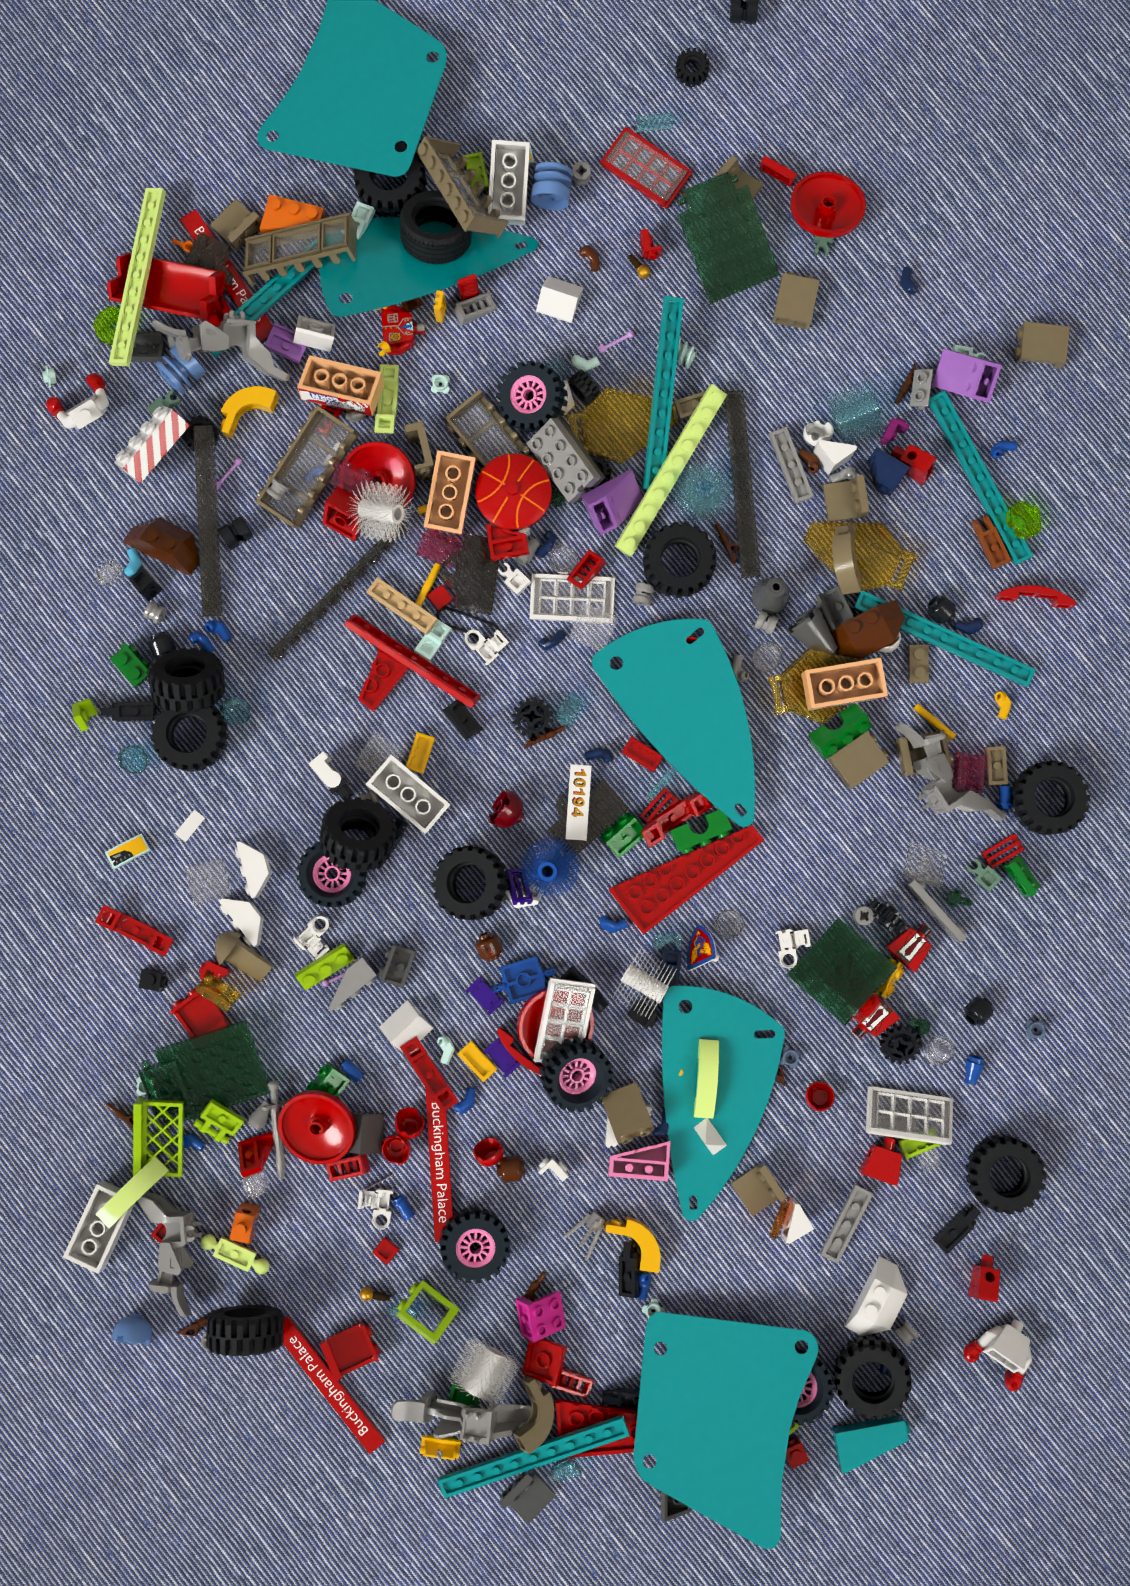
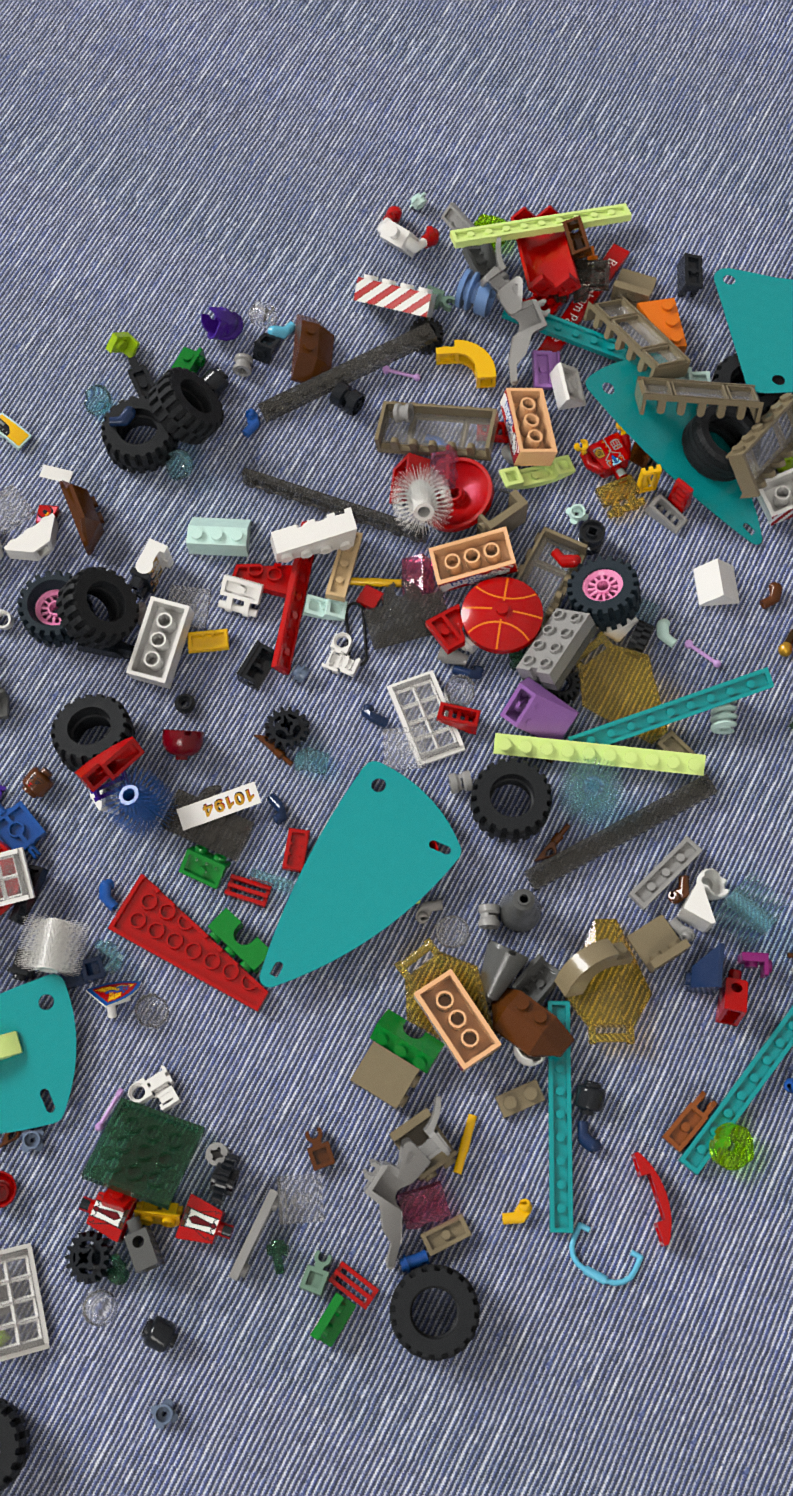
camera: 70 degrees right, 15 degrees down
(90, 350) = (456, 218): none -> light grey plate
(104, 613) = (224, 326): none -> dark purple helmet
(168, 250) = (577, 241): none -> reddish brown torso
(175, 740) = (124, 419): none -> dark blue arm
(203, 639) = (236, 409): blue arm -> none
(228, 848) = (46, 510): none -> red tile
(246, 815) = (84, 514): none -> reddish brown wedge
(247, 168) = (689, 274): none -> black hinge
(321, 703) = (218, 536): none -> light aqua slope
(370, 620) = (314, 537): none -> white wedge
(388, 704) = (243, 590): none -> white plate
(390, 225) = (700, 393): none -> dark tan window
(435, 339) = (617, 491): none -> clear yellow plate
(470, 381) = (592, 533): none -> black wheel
(475, 795) = (185, 698): none -> black plate
(486, 685) = (300, 673): none -> sand blue plate
(488, 414) = (566, 561): none -> red arm
(511, 877) = (109, 763): none -> red slope
(515, 580) = (418, 657): white plate -> none
(673, 816) = (241, 906): red slope -> none
(800, 1000) = (99, 1126): none -> lavender hinge
(895, 835) = (321, 1153): none -> reddish brown plate
(918, 999) = (148, 1255): none -> dark grey torso
(974, 1067) = (93, 1357): blue cone -> none
(1071, 666) = (594, 1274): none -> medium azure piece

